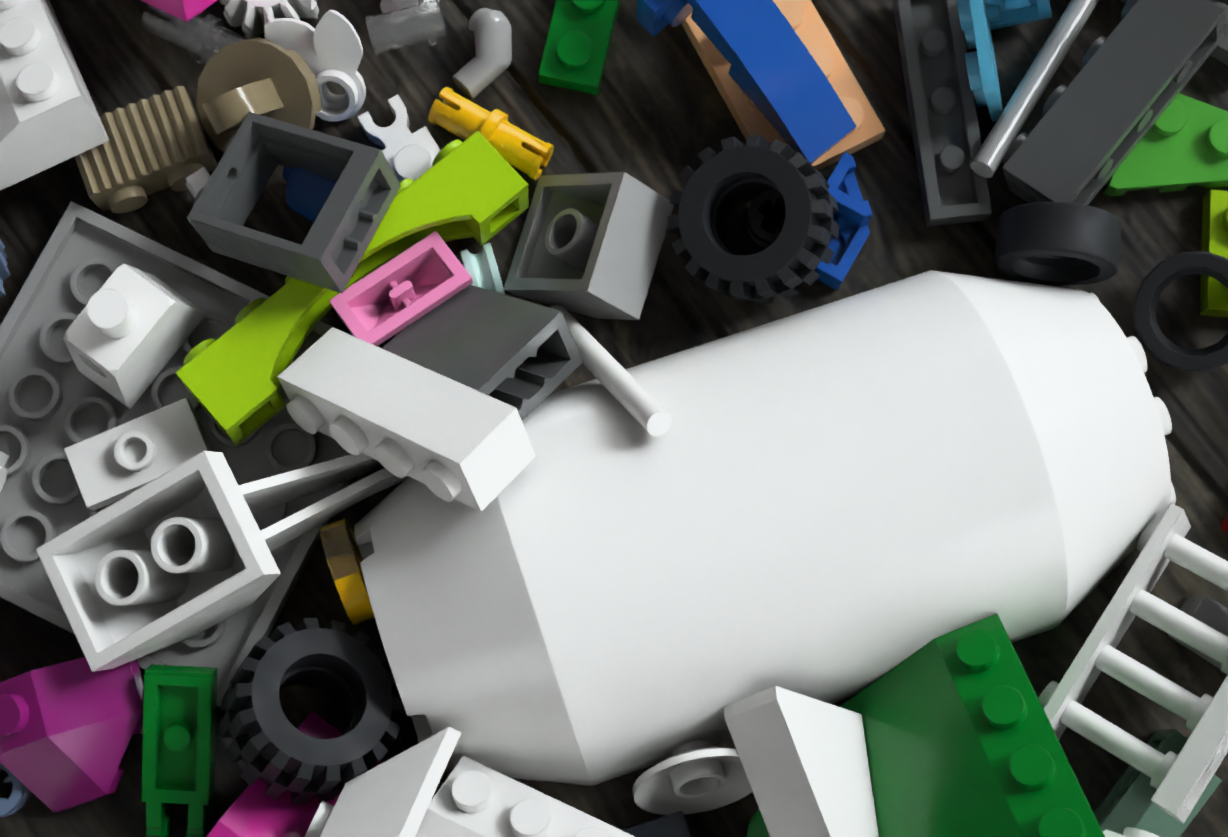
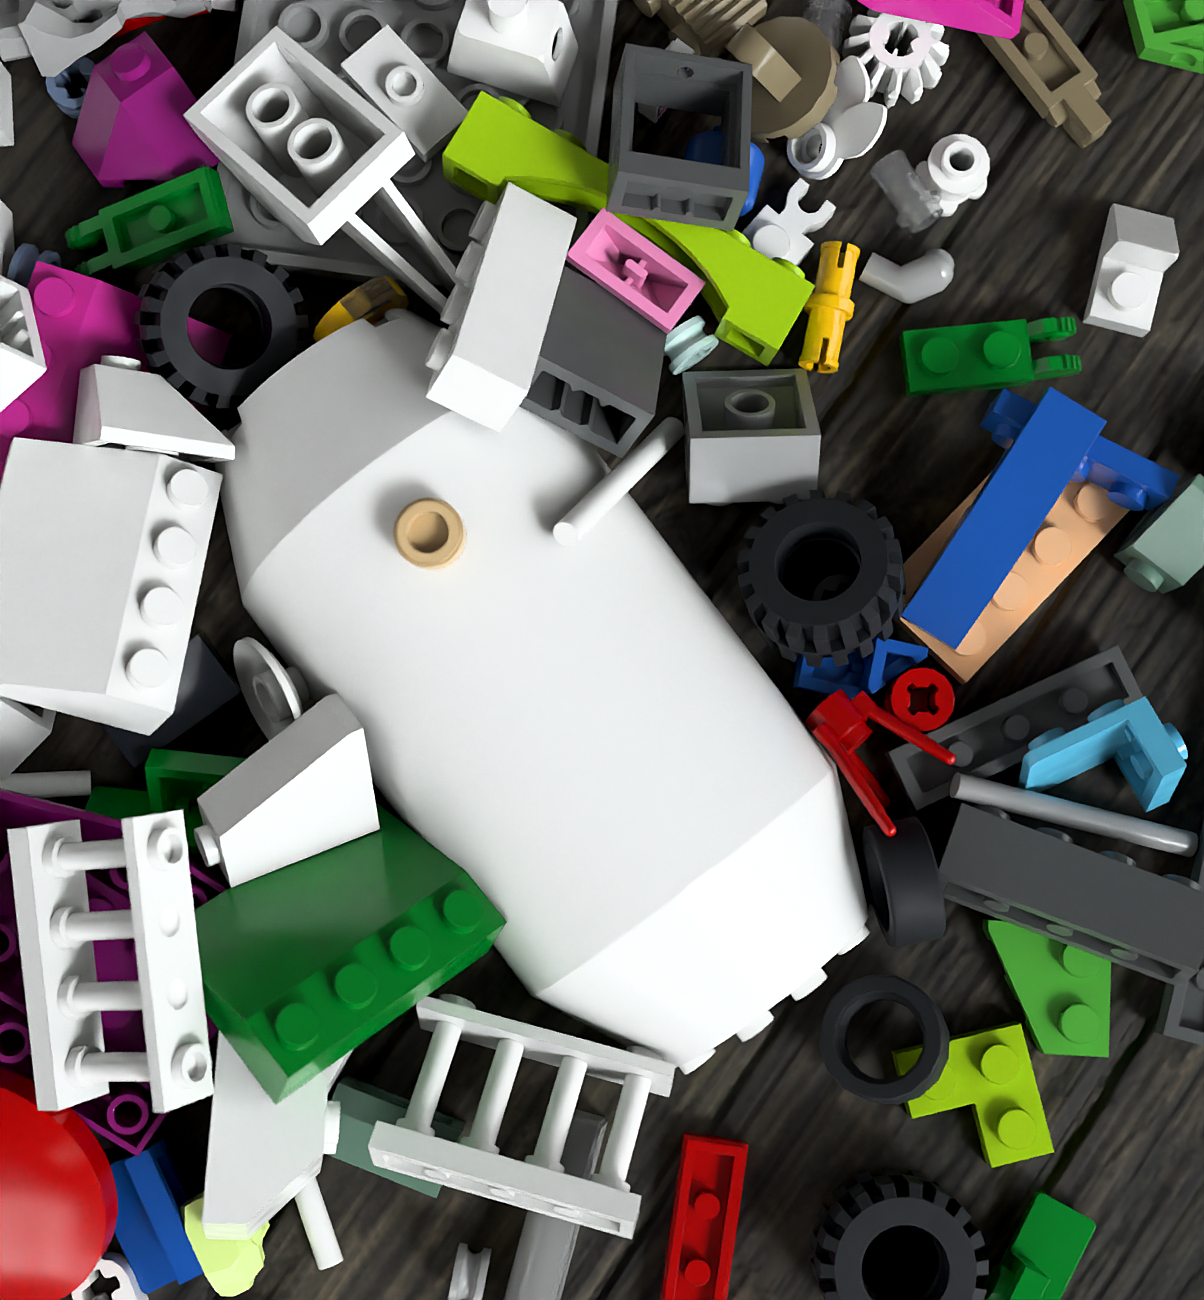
camera: 70 degrees right, 5 degrees up
(618, 550) = (429, 533): none -> tan tile
(882, 187) = (912, 705): none -> red wheel
(897, 253) = (842, 729): none -> red plant

